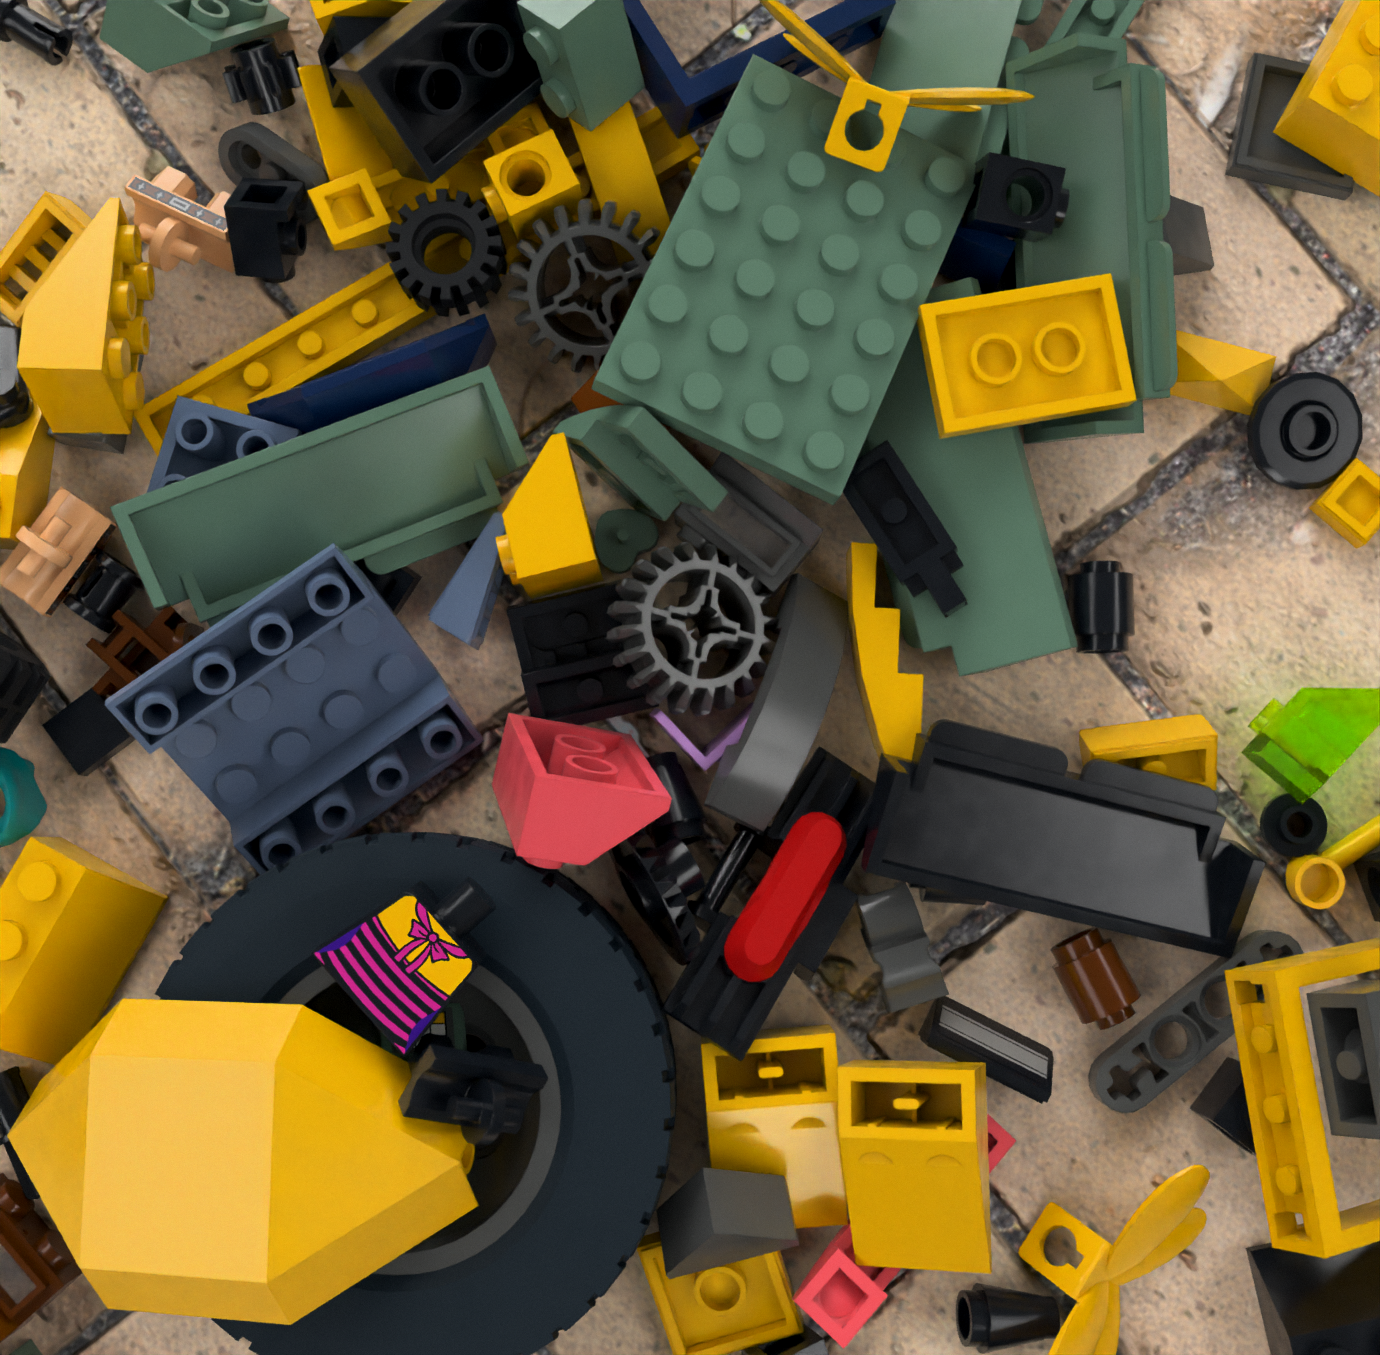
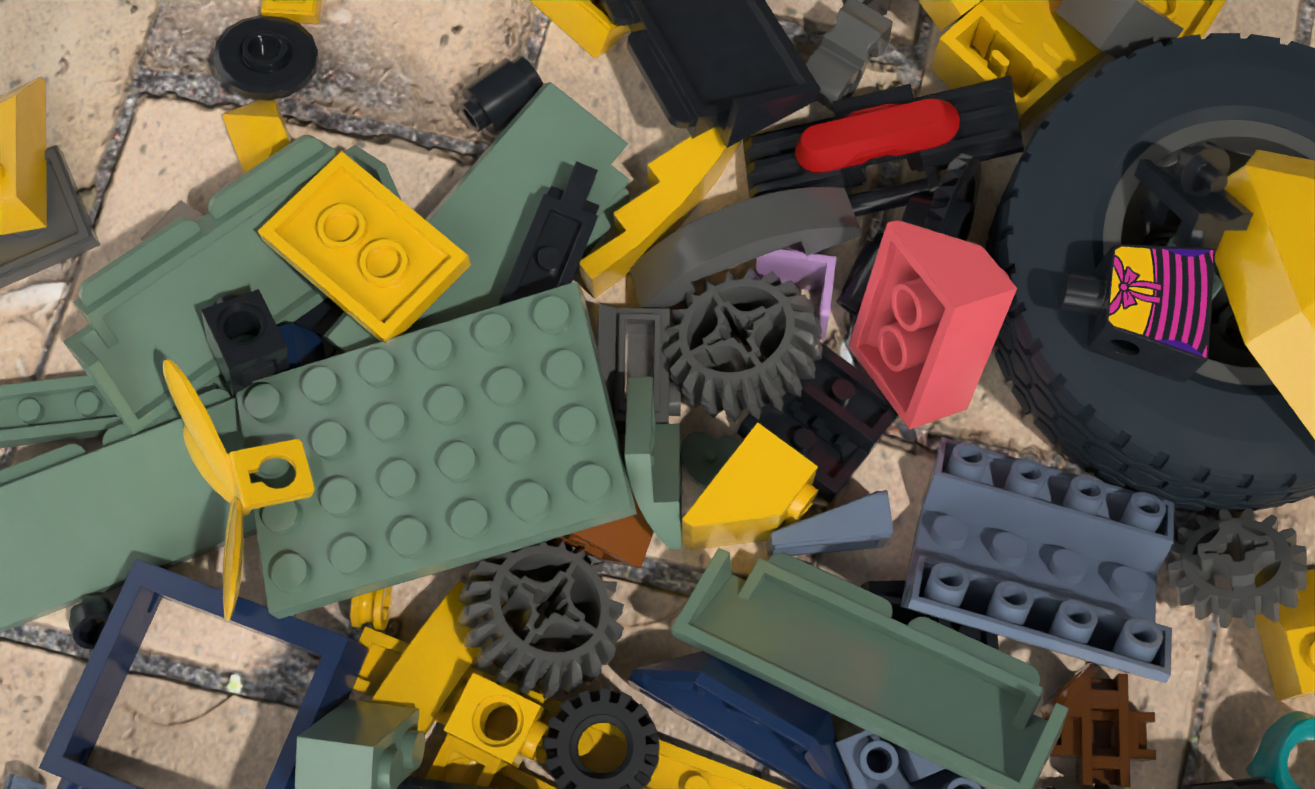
camera: 130 degrees left, 10 degrees down
(88, 733) = (1187, 740): black tile -> none
(157, 903) = (1237, 568): none -> dark grey gear

